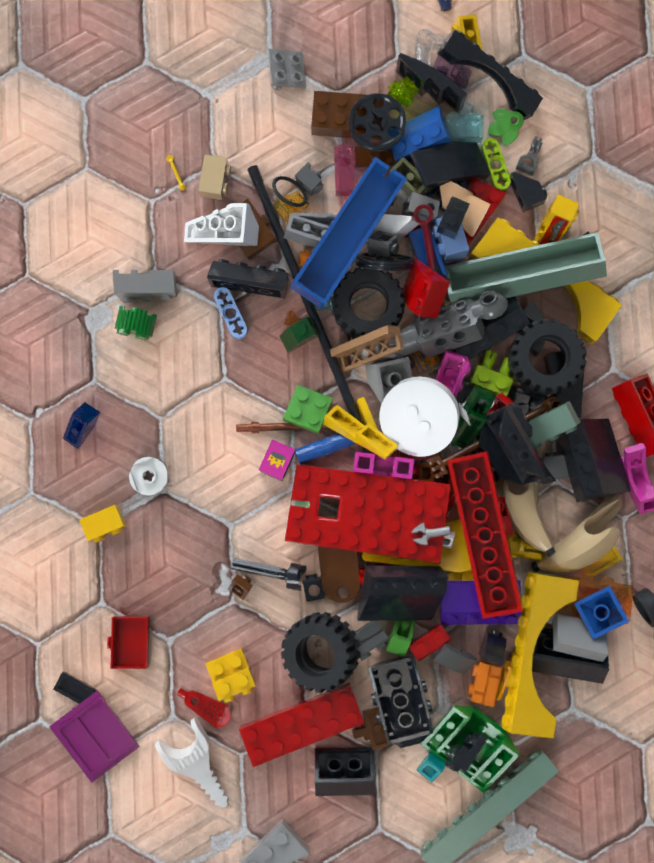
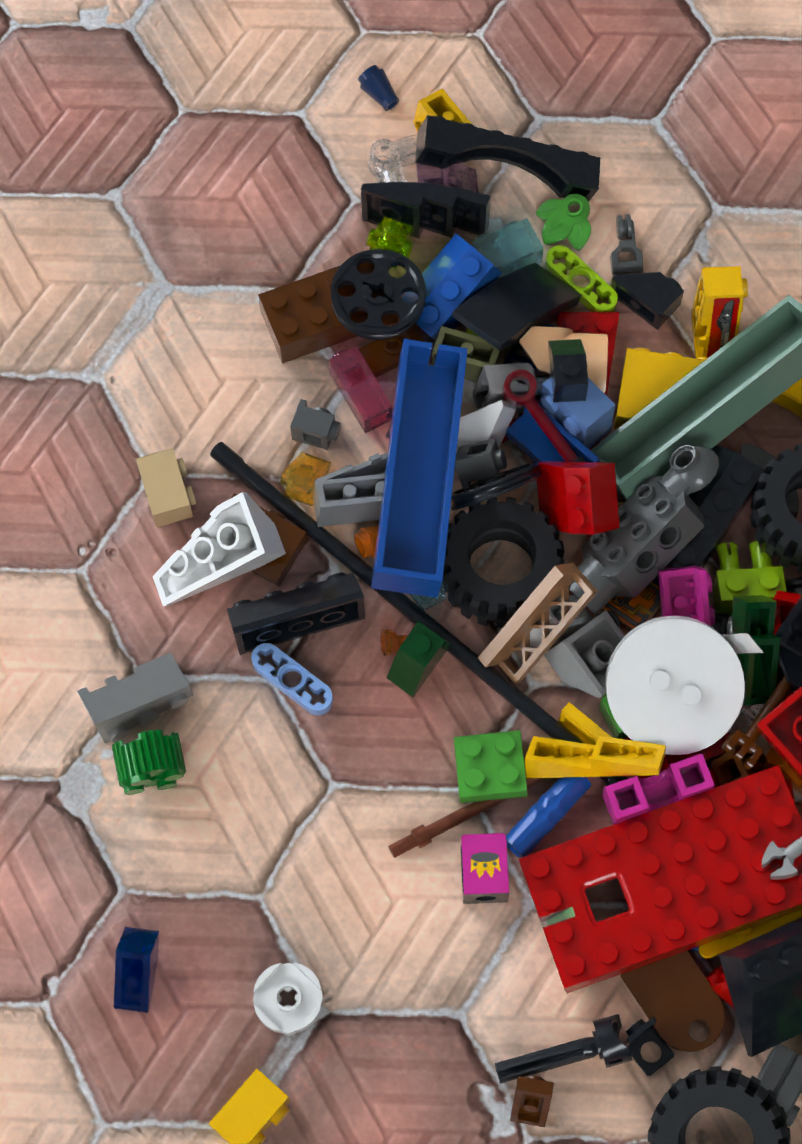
camera: 25 degrees left, 15 degrees down
(170, 159) = (81, 495): yellow hinge -> none
(284, 199) = (289, 466): black tyre -> none
(286, 69) = (197, 287): light grey hinge -> none

